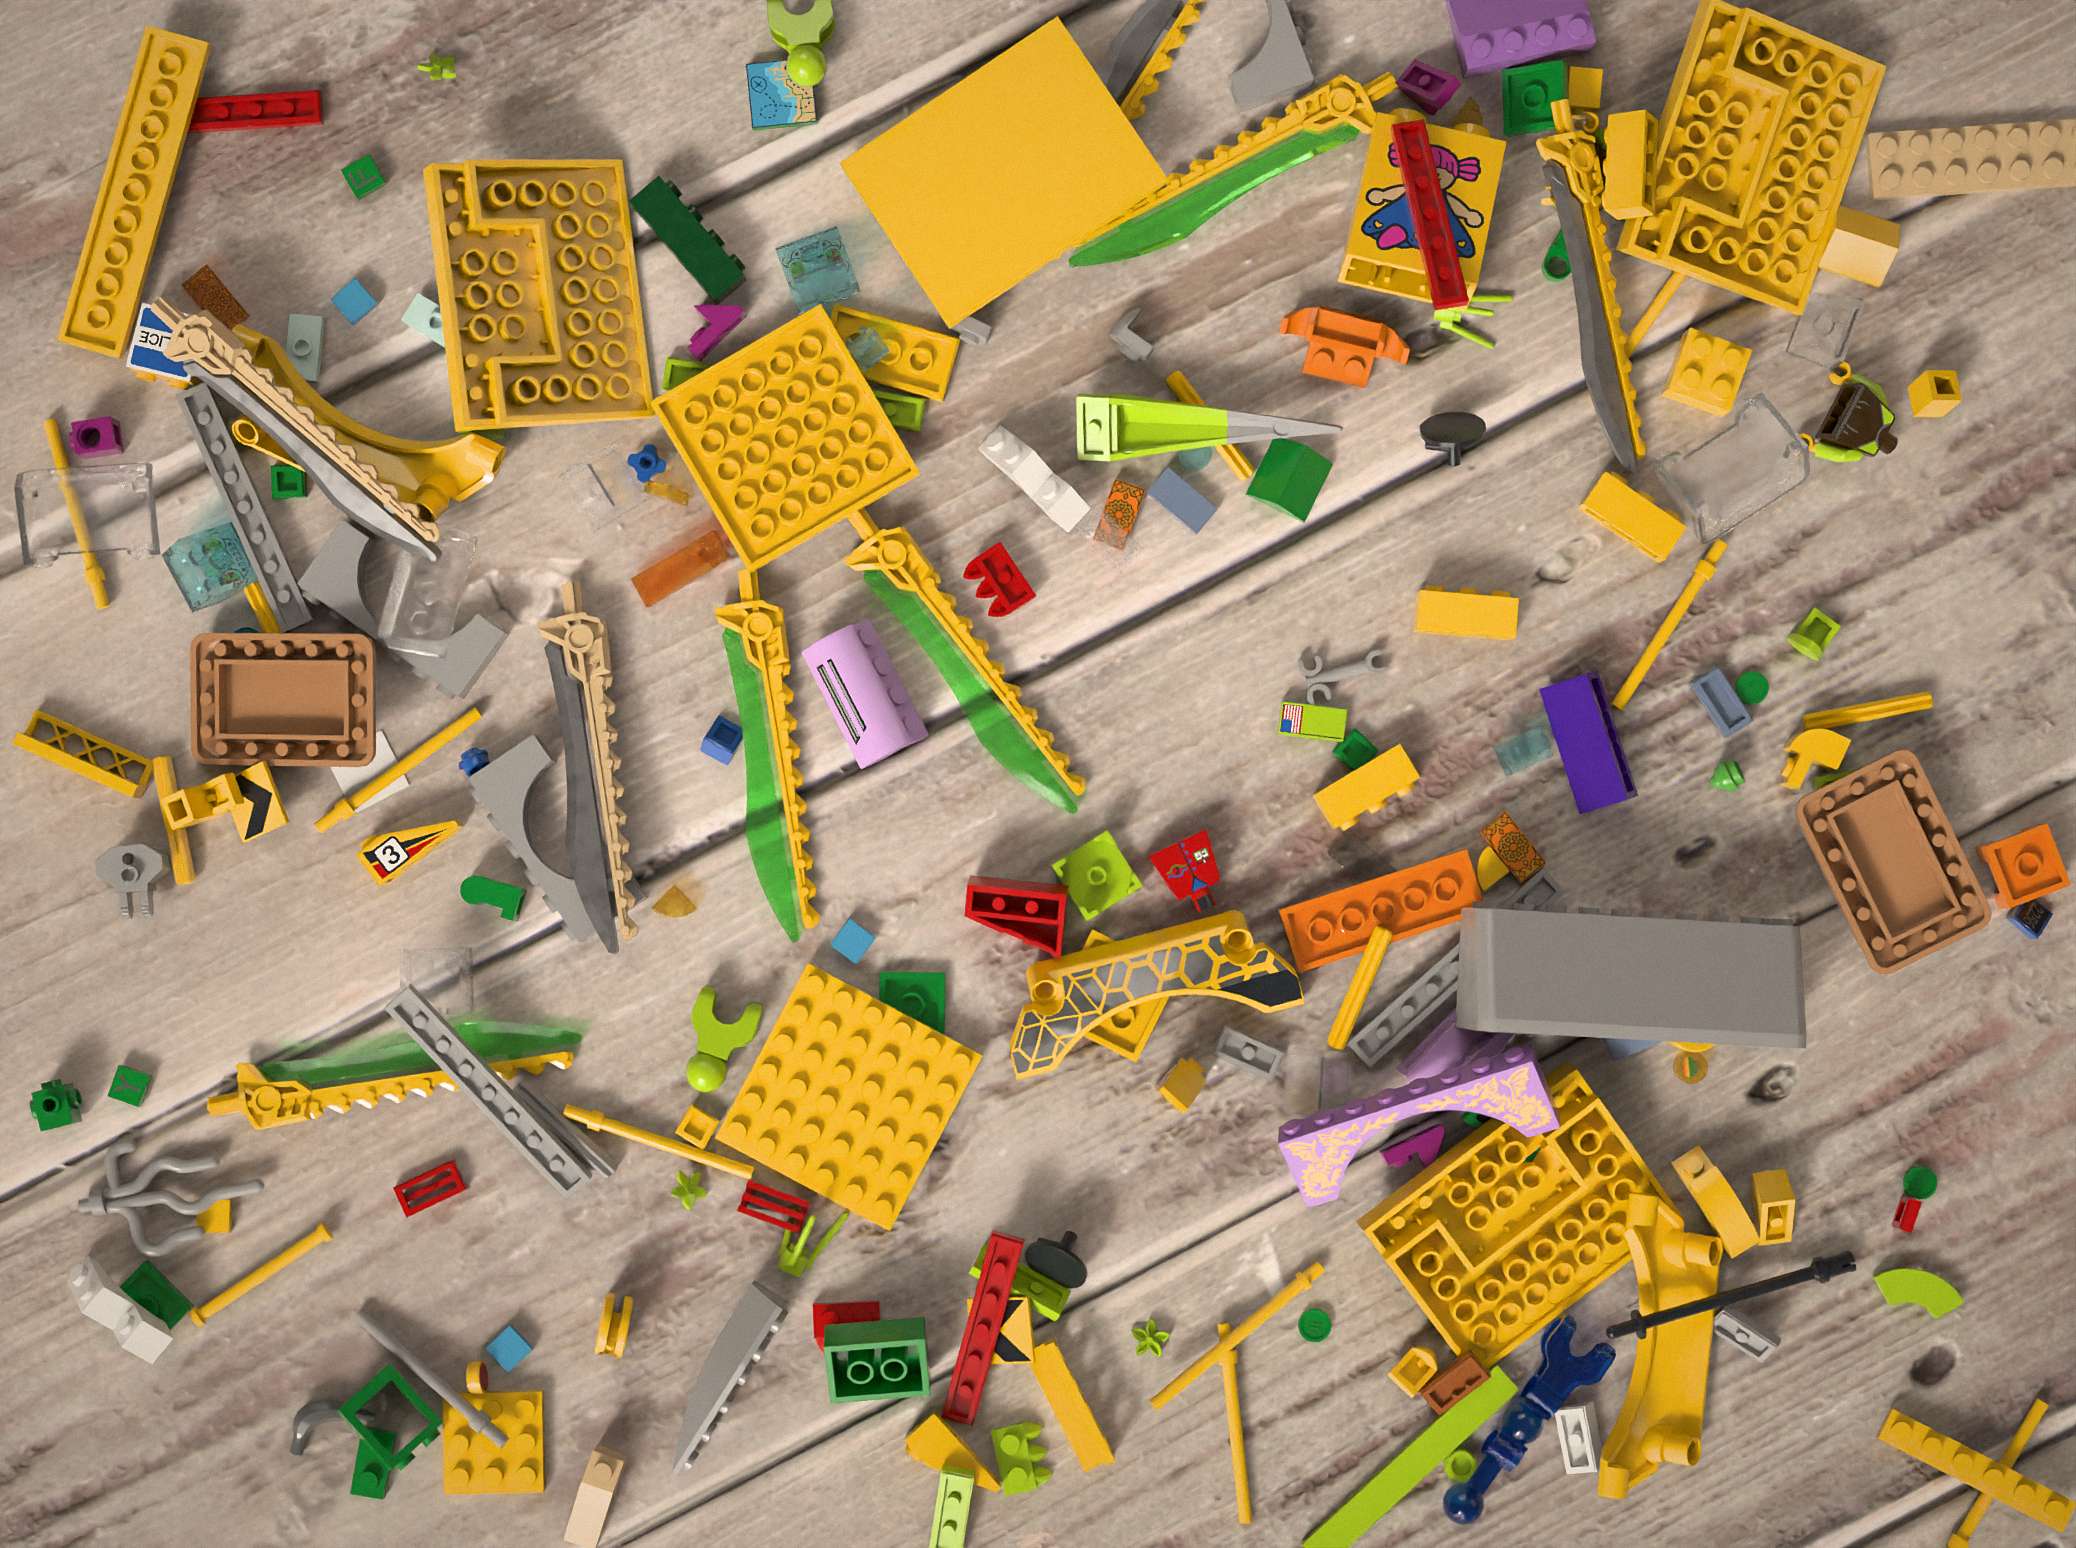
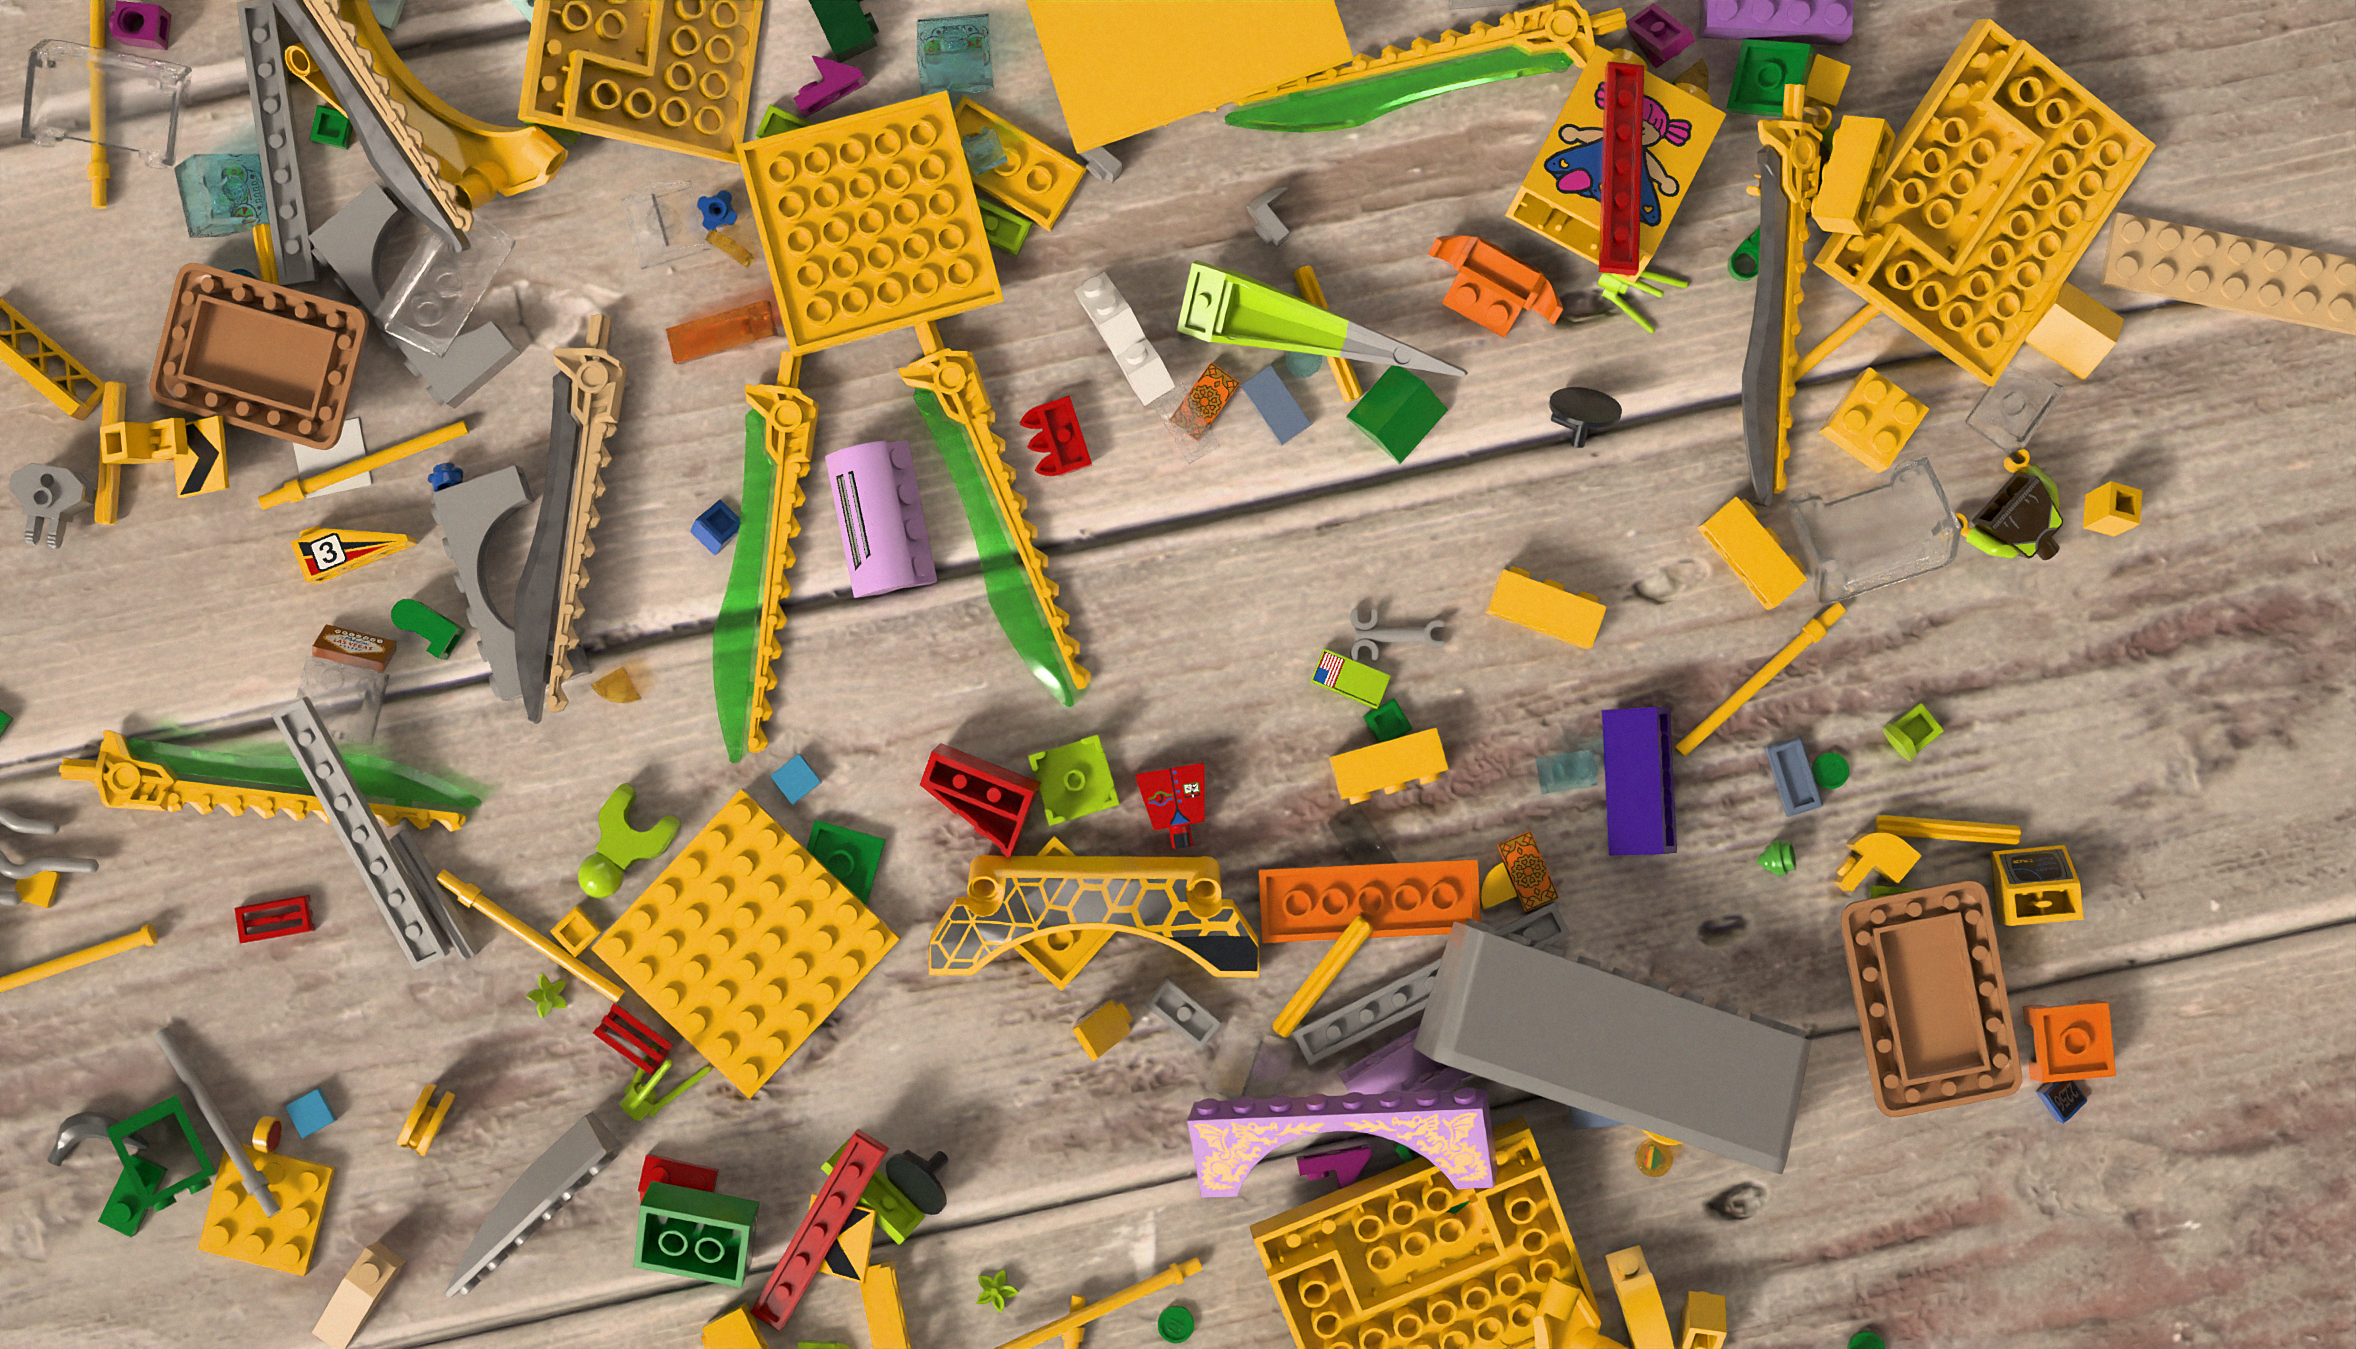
camera: 15 degrees right, 0 degrees up
(435, 932) = (354, 648): none -> dark orange tile
(1957, 739) = (2036, 886): none -> yellow slope

